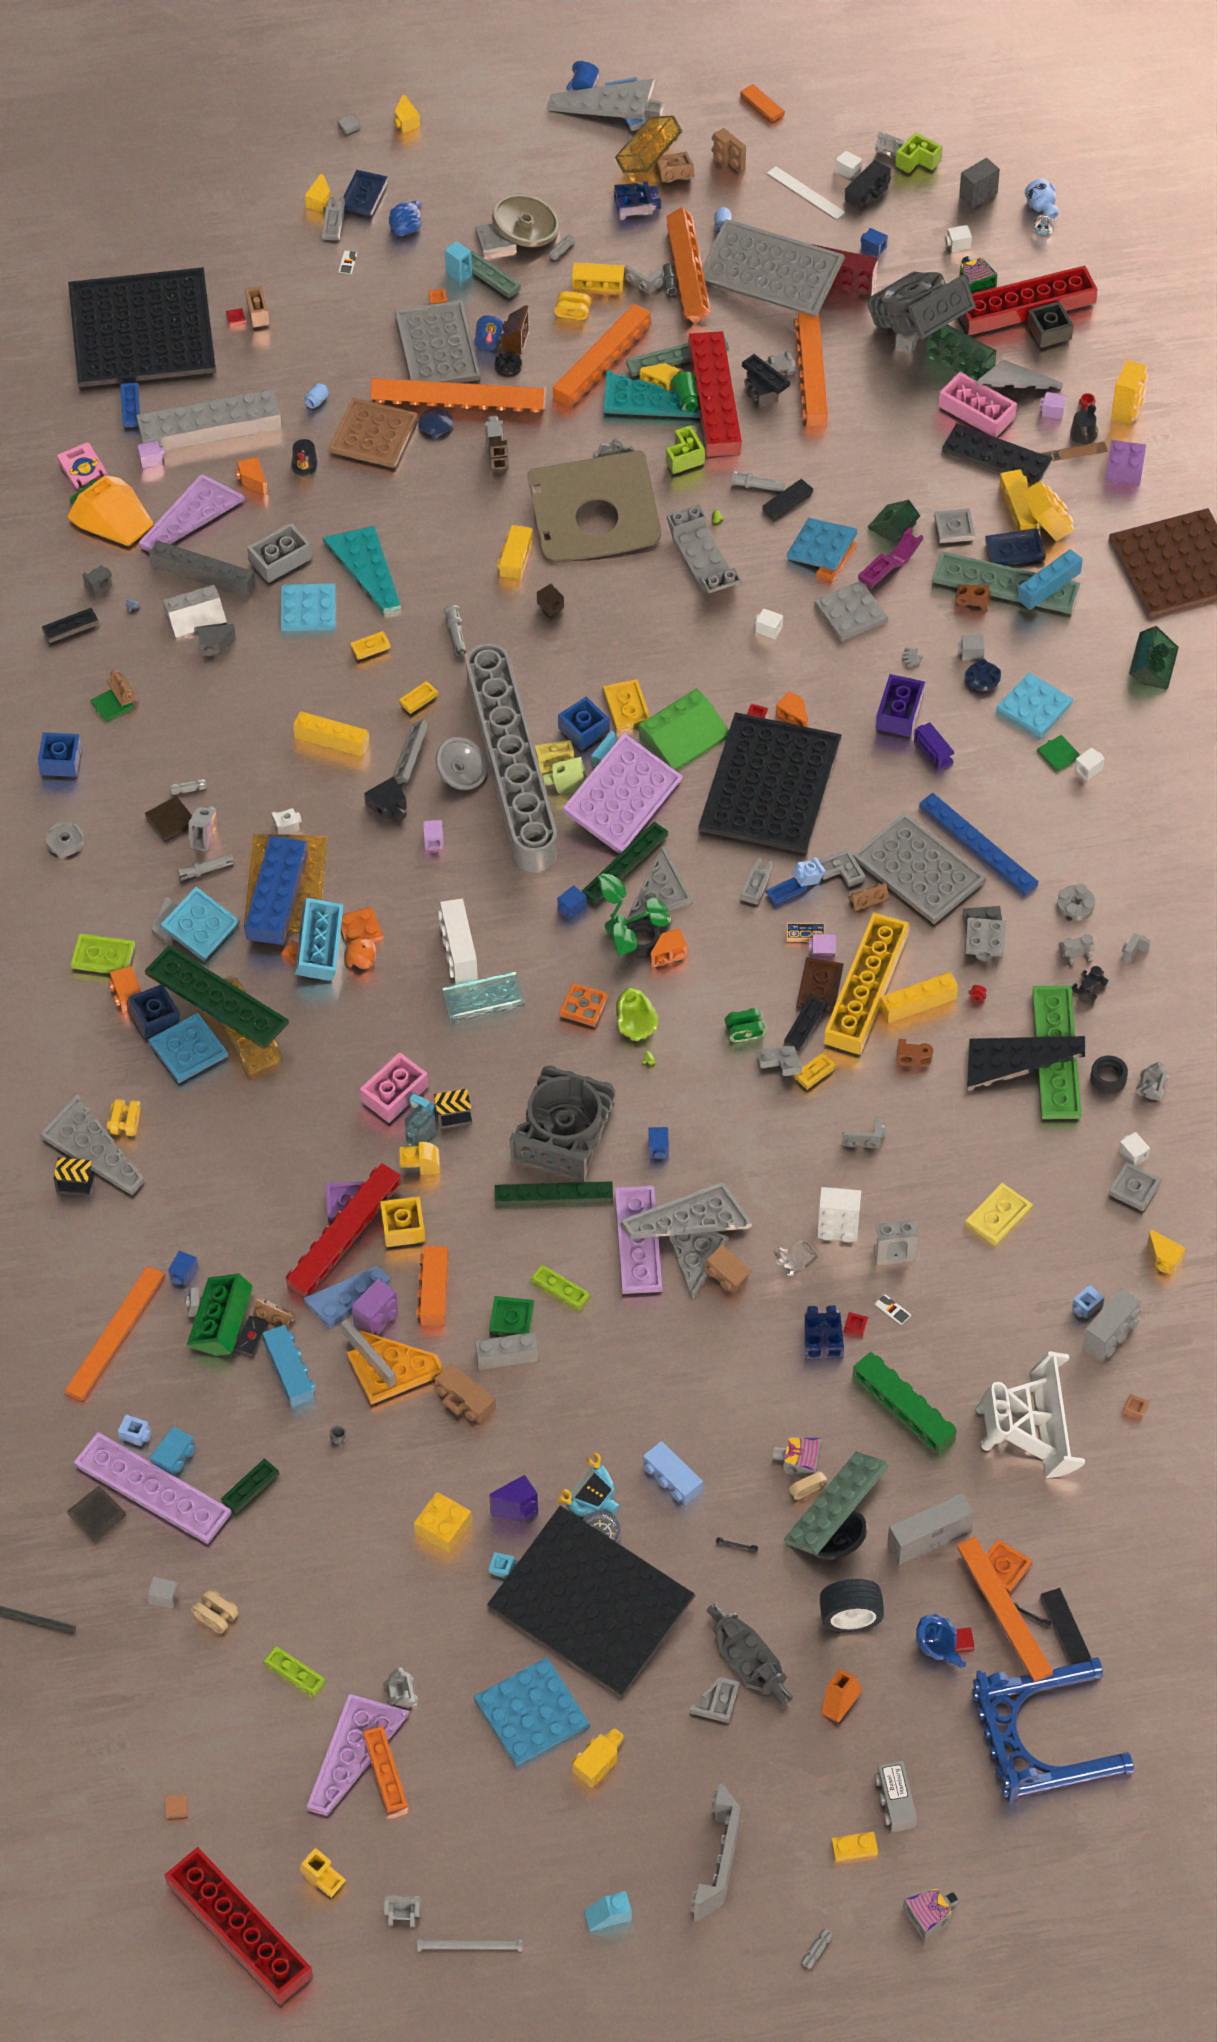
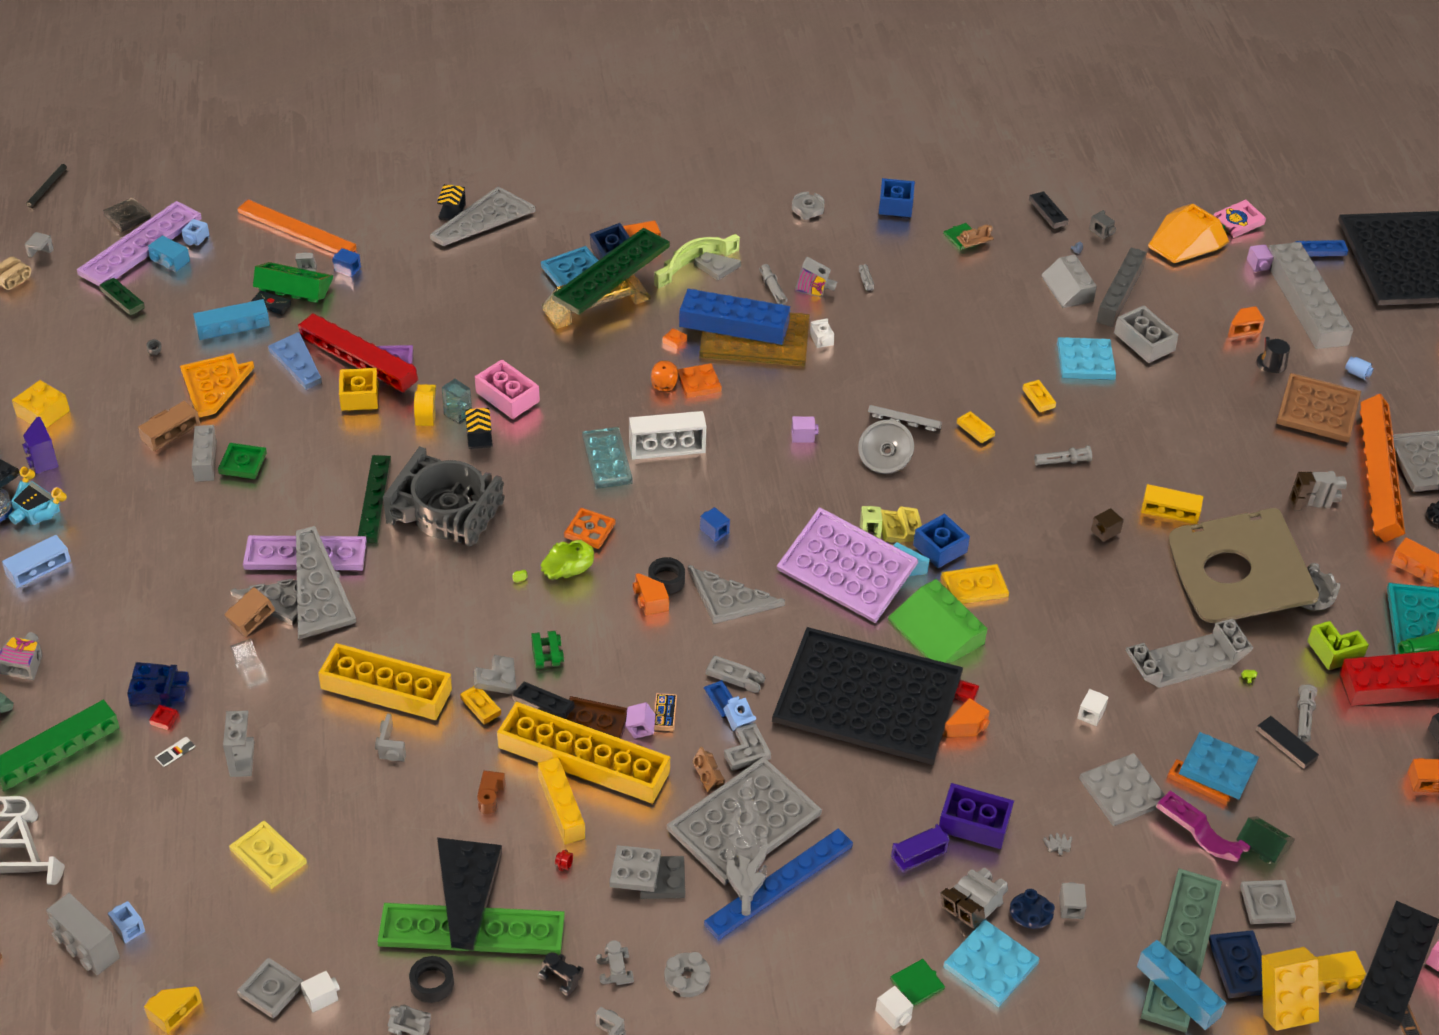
camera: 90 degrees right, 10 degrees down
(102, 953) = (681, 223): lime plate -> none
(116, 1122) = (507, 233): yellow brick -> none
(153, 936) = (691, 251): none -> yellowish green piece
(169, 818) = (837, 264): dark brown tile -> none
(195, 507) = (1199, 287): lavender wing -> none
(199, 924) = (705, 273): medium azure plate -> none
(215, 638) = (1037, 293): dark grey slope -> none
(268, 1311) = (284, 317): medium nougat hinge -> none
(318, 939) = (677, 341): medium azure brick -> none
(331, 734) = (925, 364): yellow brick -> none
(366, 562) = (1152, 397): teal wing -> none
(368, 1353) = (221, 359): light grey tile -> none
(375, 1308) = (268, 366): medium lavender brick -> none
(387, 800) = (846, 400): black torso -> none
(415, 1100) = (477, 398): medium azure slope -> none
(434, 1285) = (288, 410): orange brick -> none
(435, 422) = (1344, 455): dark blue dish -> none
(511, 758) = (894, 480): light grey beam -> none
(560, 1287) = (268, 498): lime tile -> none
(624, 938) = (652, 548): green plant -> none
(628, 859) = (764, 568): dark green plate -> none
(658, 1142) = (413, 572): blue brick -> none
(802, 1143) = (385, 681): none -> yellow brick
(839, 1214) = (280, 694): white brick -> none
(973, 595) = (1154, 912): dark orange leg -> none
(980, 709) = (974, 896): none -> hips
(981, 857) = (750, 856): none -> piece

